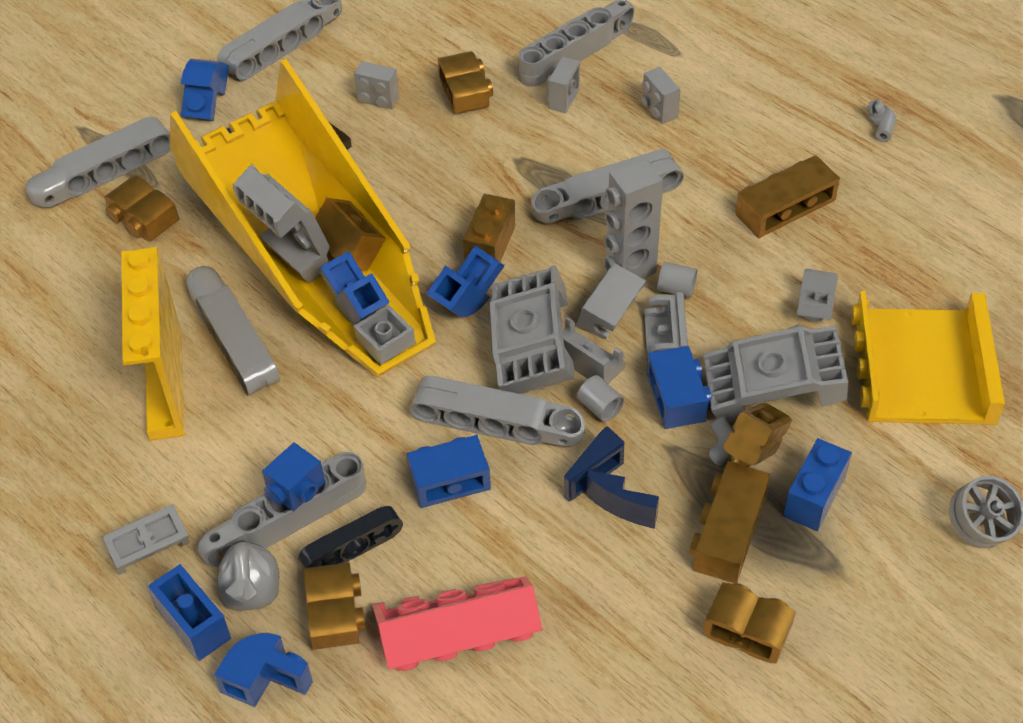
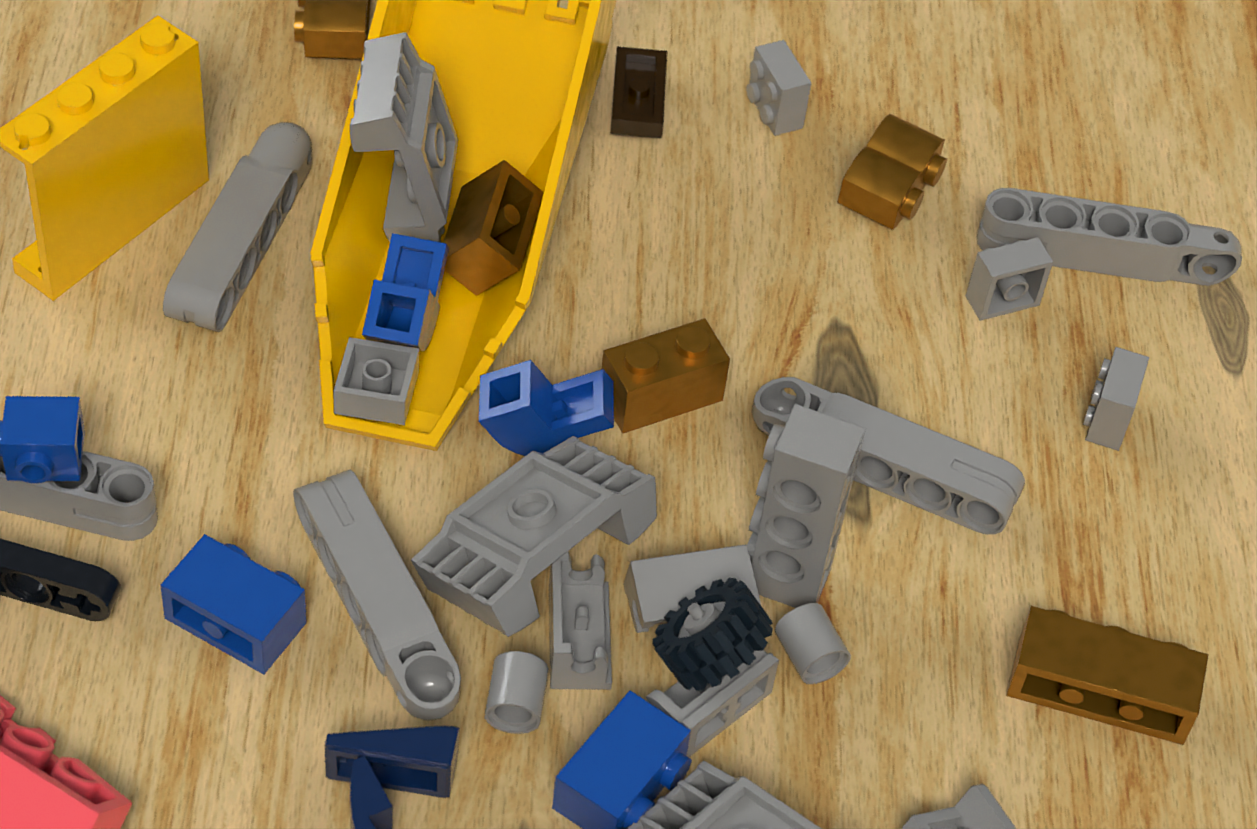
camera: 40 degrees right, 0 degrees up
(652, 302) = (712, 634): none -> black wheel

